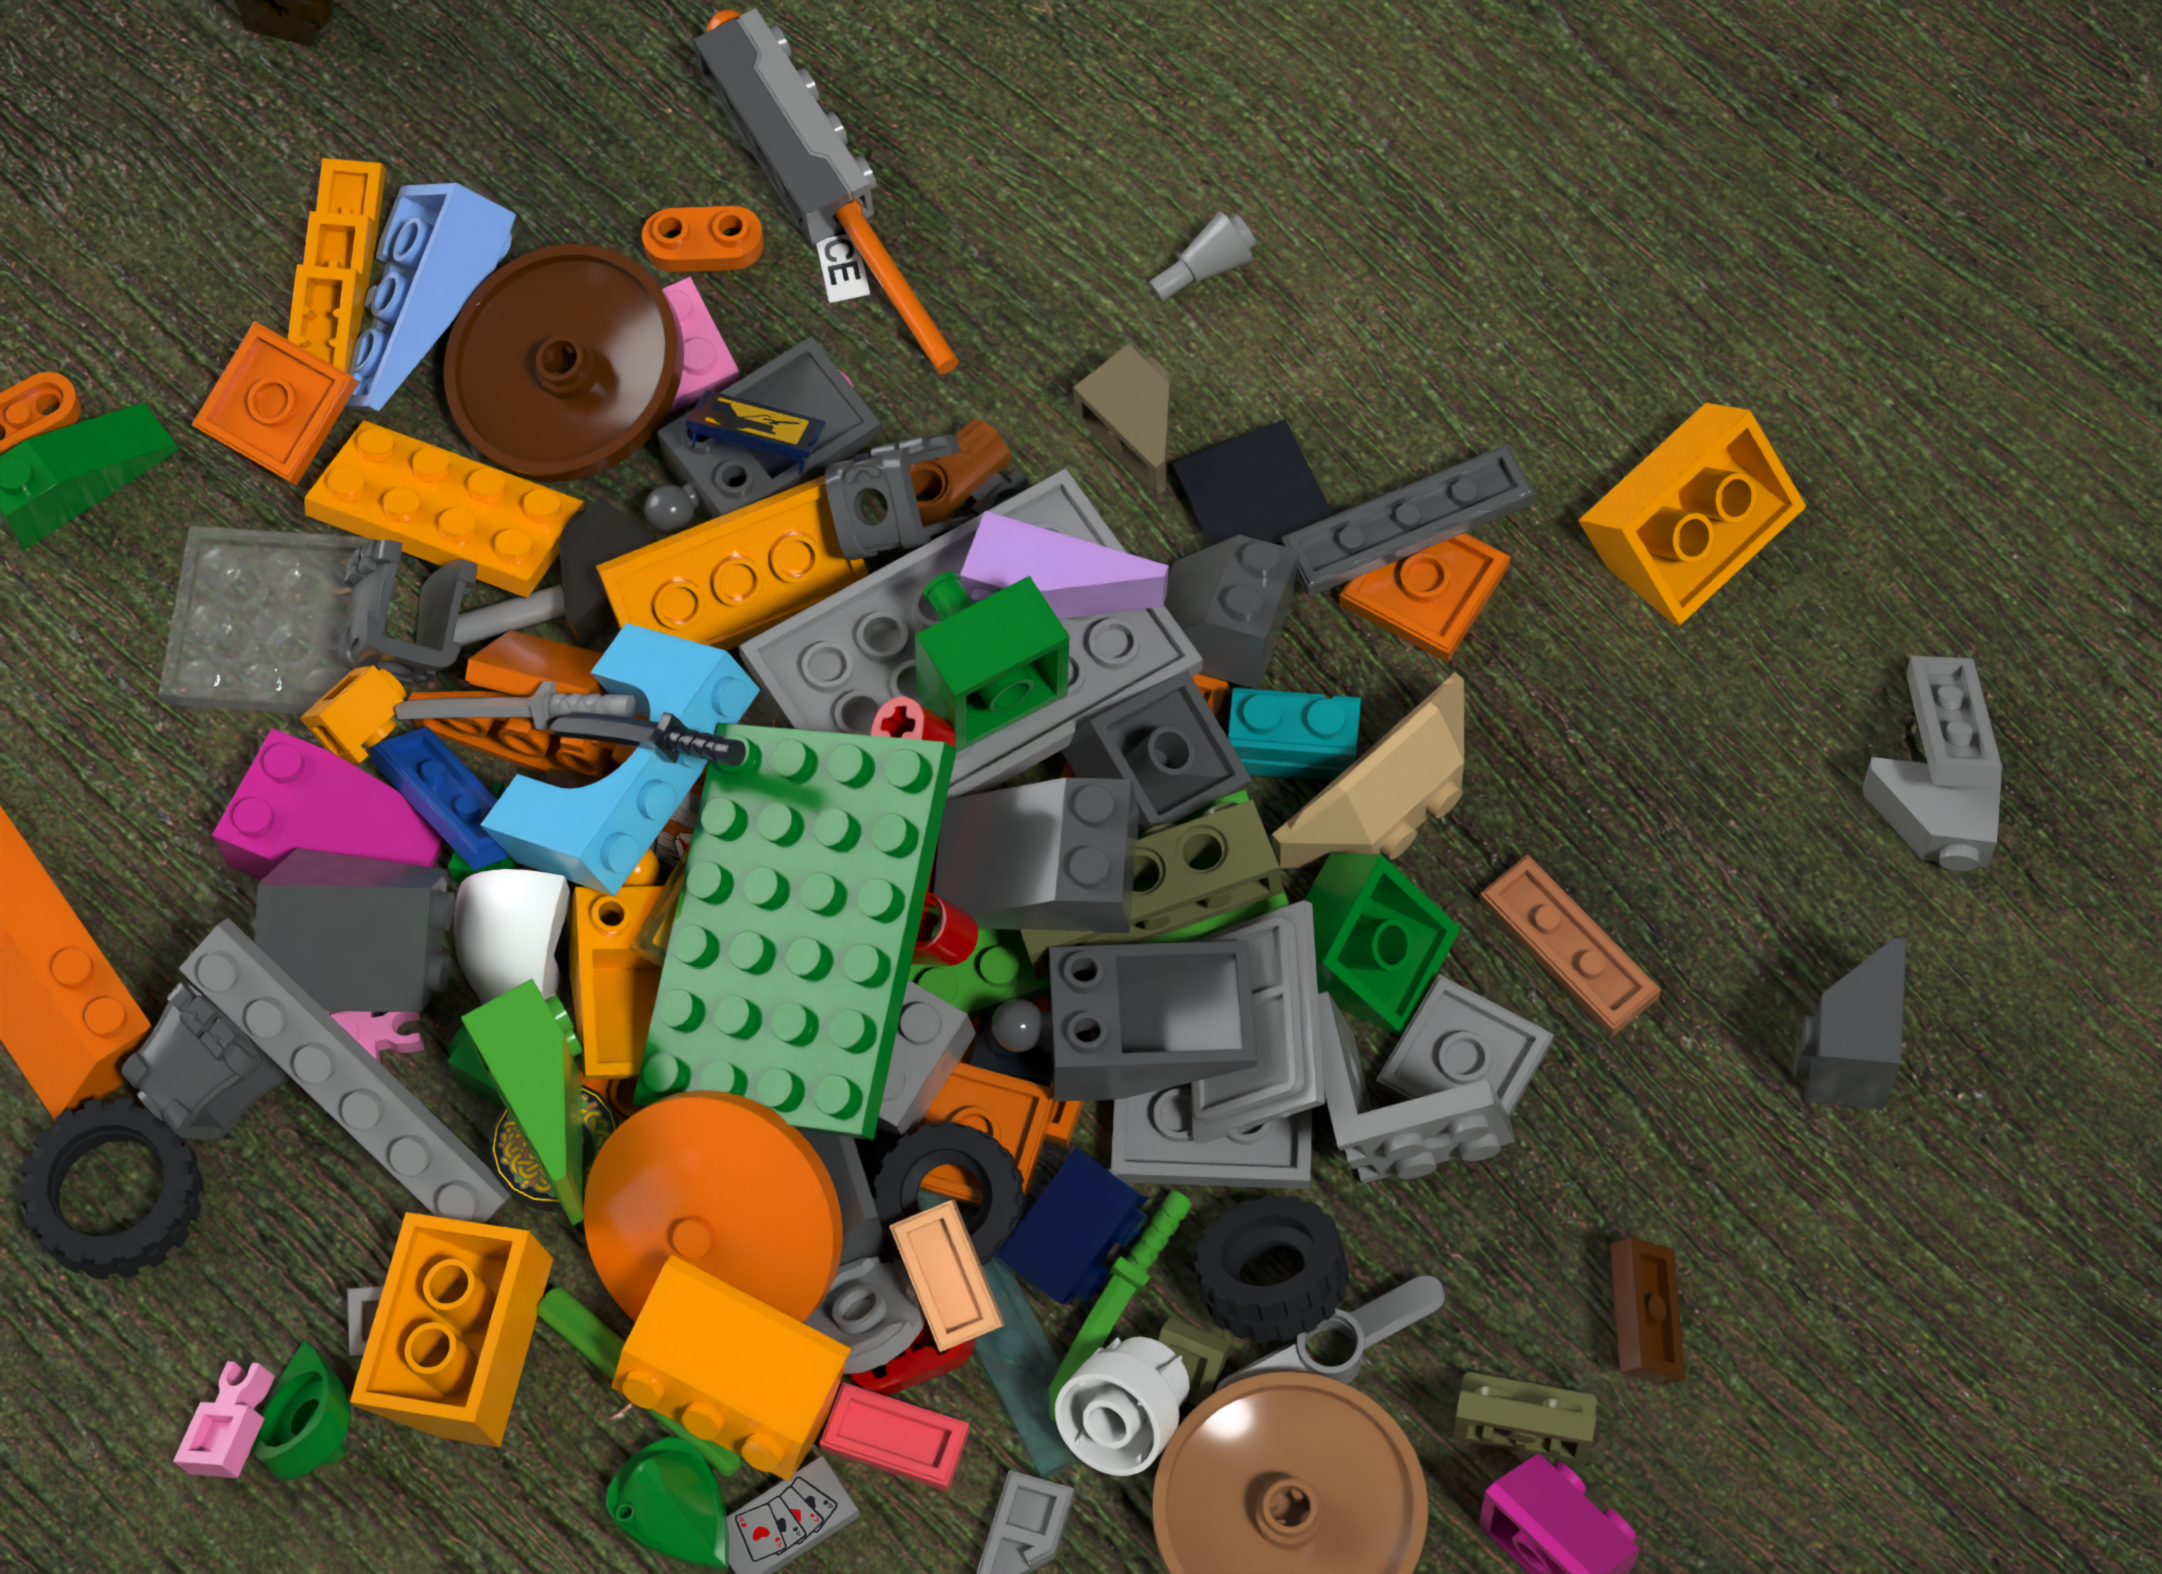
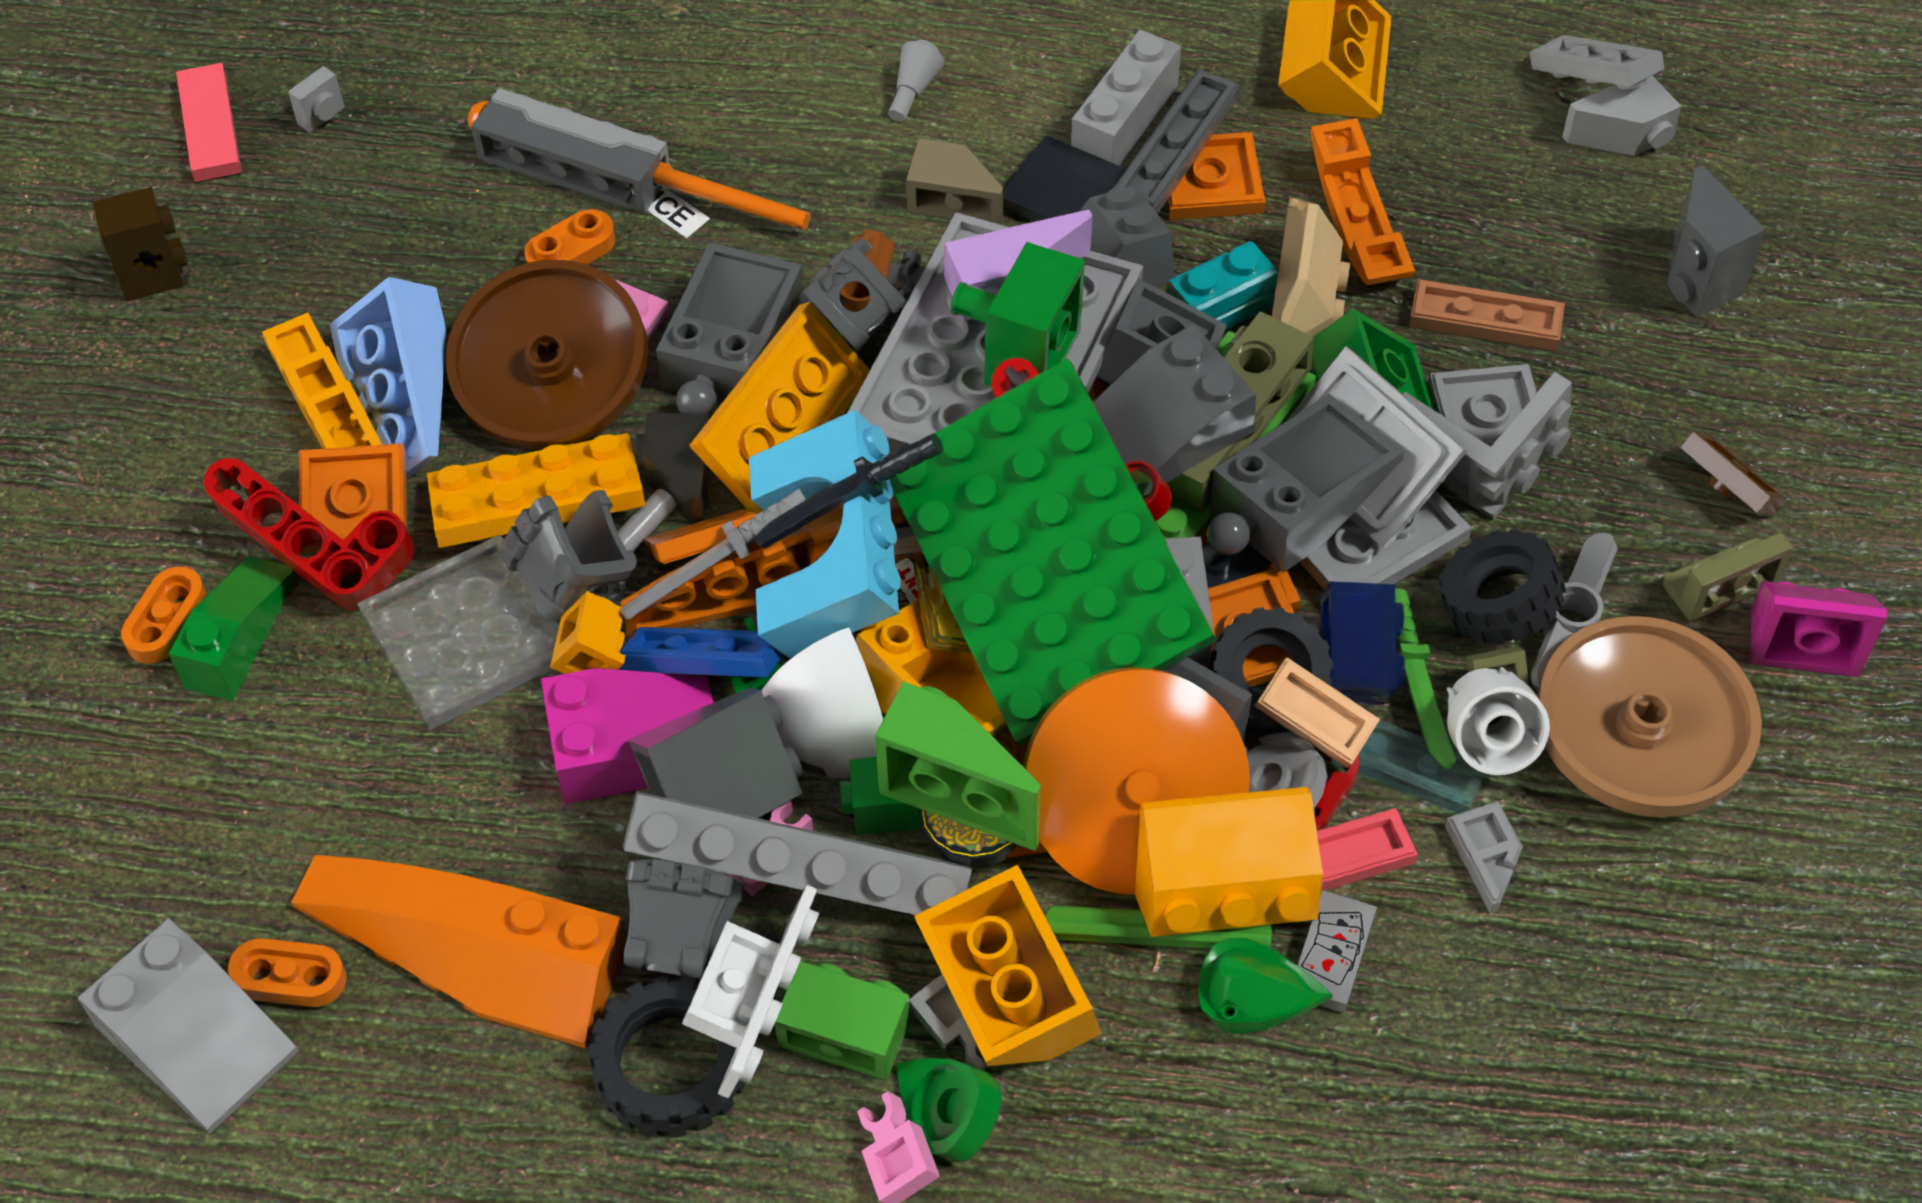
camera: 40 degrees left, 10 degrees down
(188, 409) = (299, 528): none -> red beam
(201, 1168) = (739, 988): none -> white bracket
(282, 1264) = (843, 1019): none -> bright green brick
(755, 426) = (772, 291): piece -> none
(1400, 432) = (1127, 98): none -> light grey brick
(1542, 724) = (1356, 204): none -> orange slope

